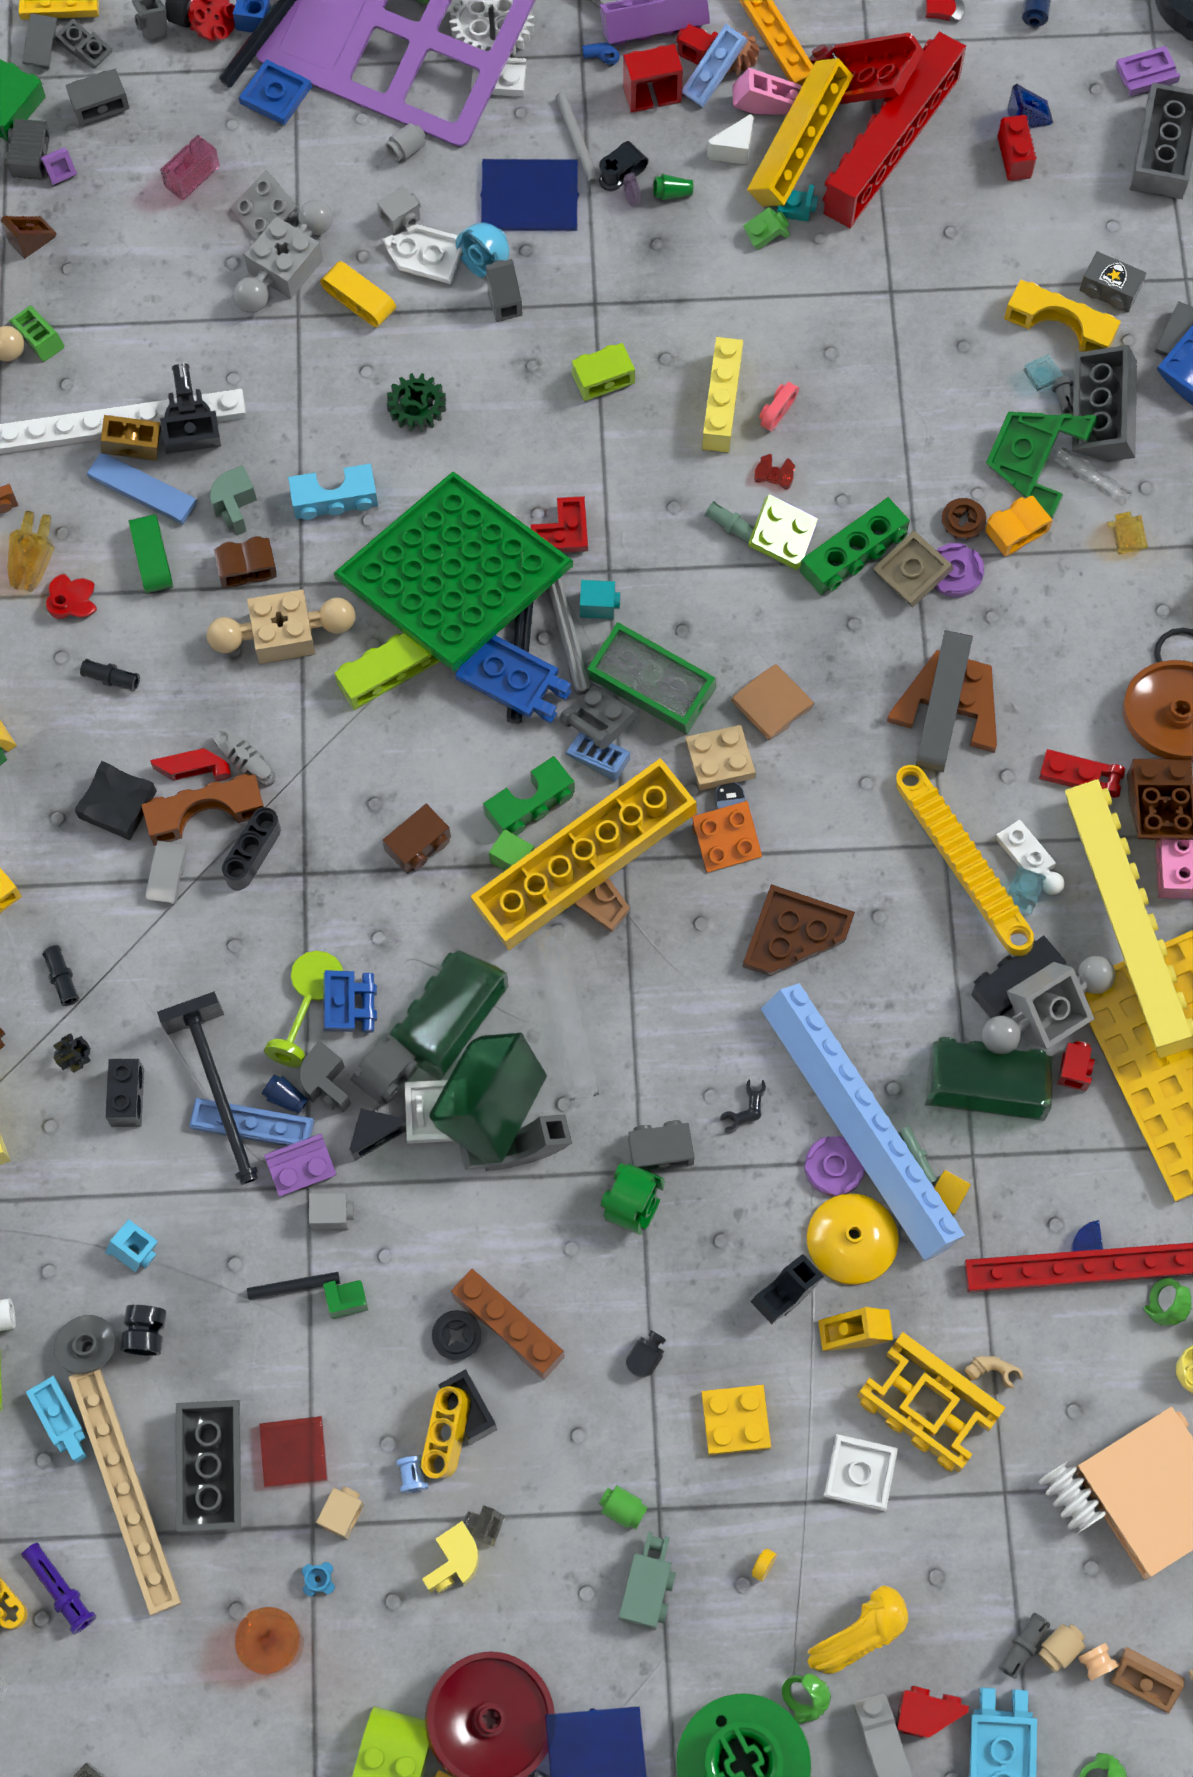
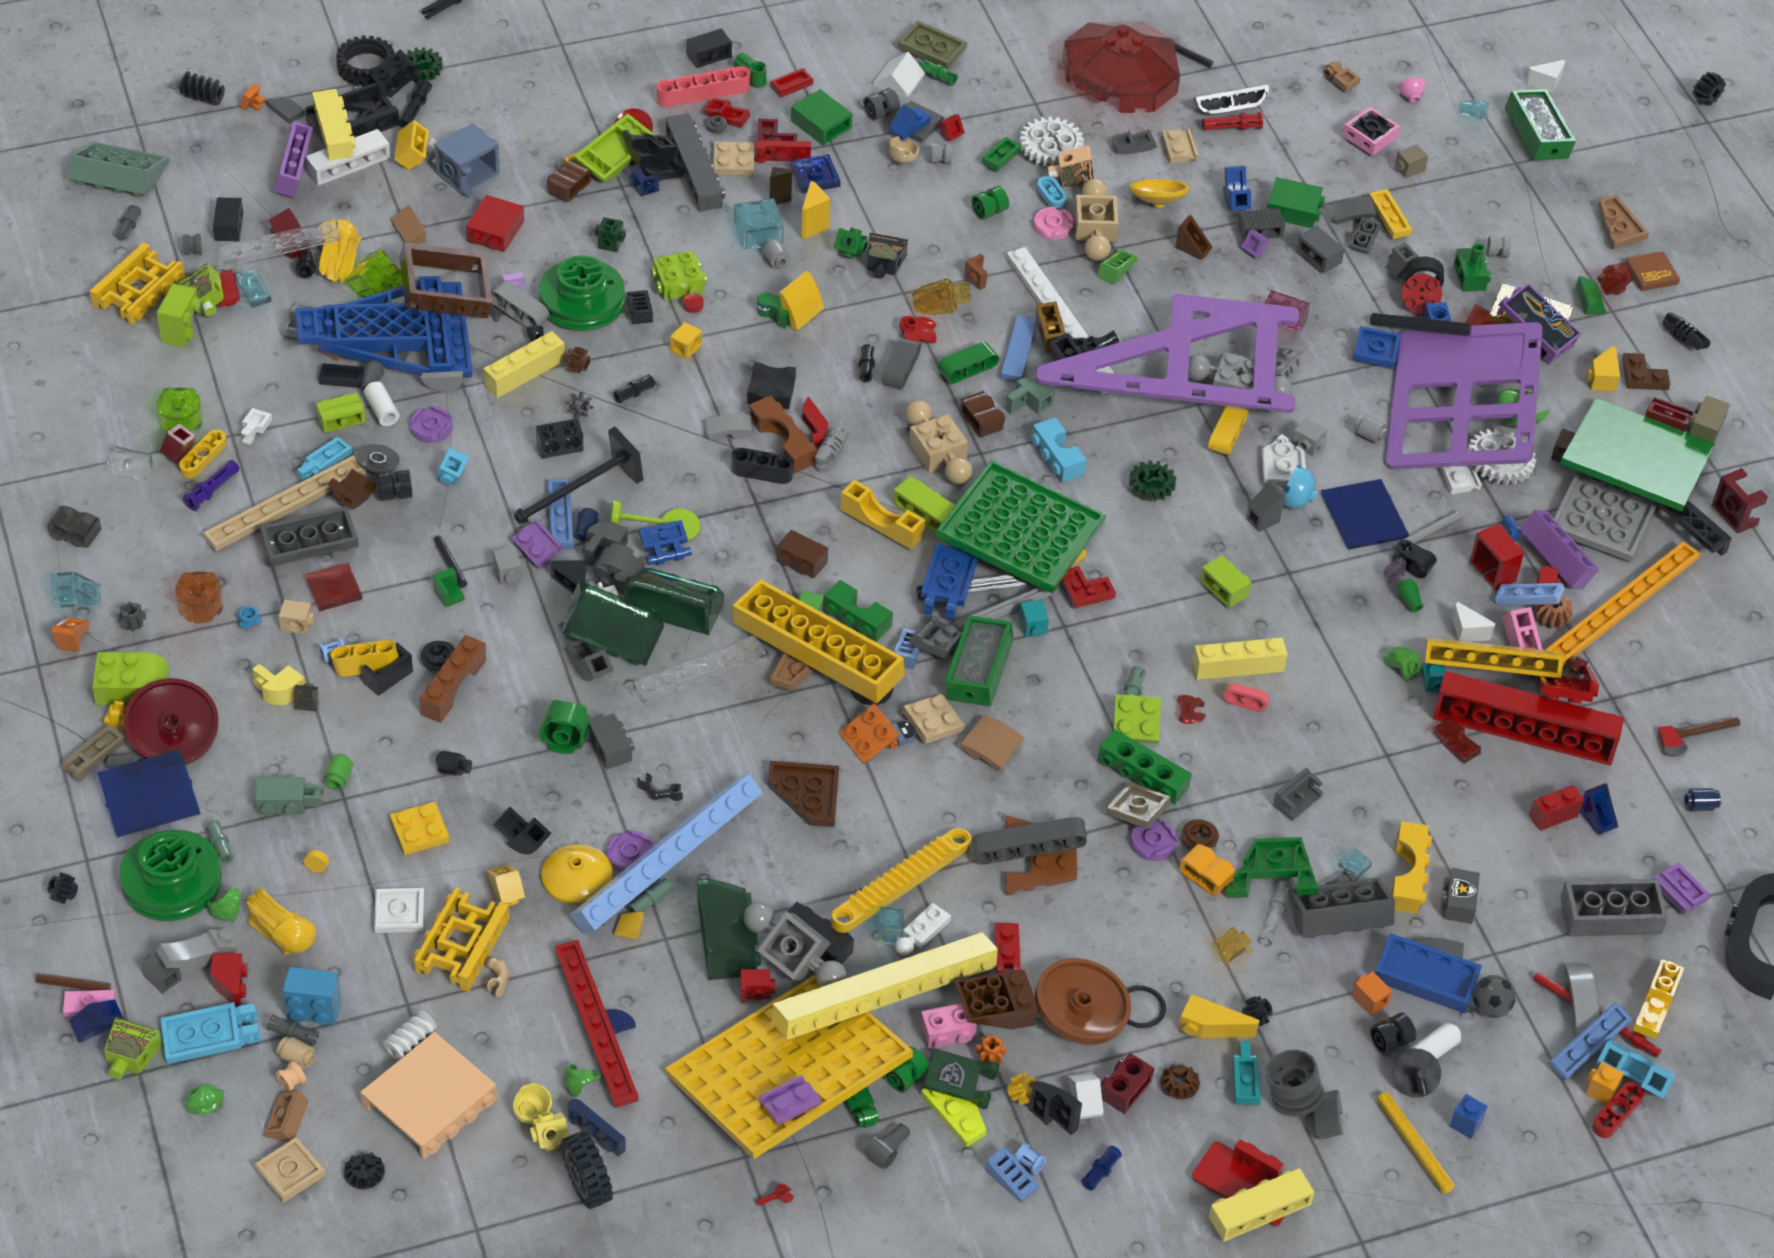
camera: 70 degrees right, 20 degrees down
(35, 1259) = (431, 424): none -> medium lavender tile
(125, 632) = (901, 363): none -> dark grey beam
(132, 1389) = (353, 490): none -> reddish brown brick
(193, 232) = (1222, 317): none -> medium lavender piece
(269, 1737) = (131, 616): none -> dark grey gear
(363, 742) = (861, 504): none -> yellow arch
(700, 1688) = (219, 841): none -> sand green pin
(893, 215) = (1454, 739): none -> clear red slope
(931, 399) = (1298, 794): none -> dark grey hinge
(993, 1610) = (312, 996): none -> dark azure brick

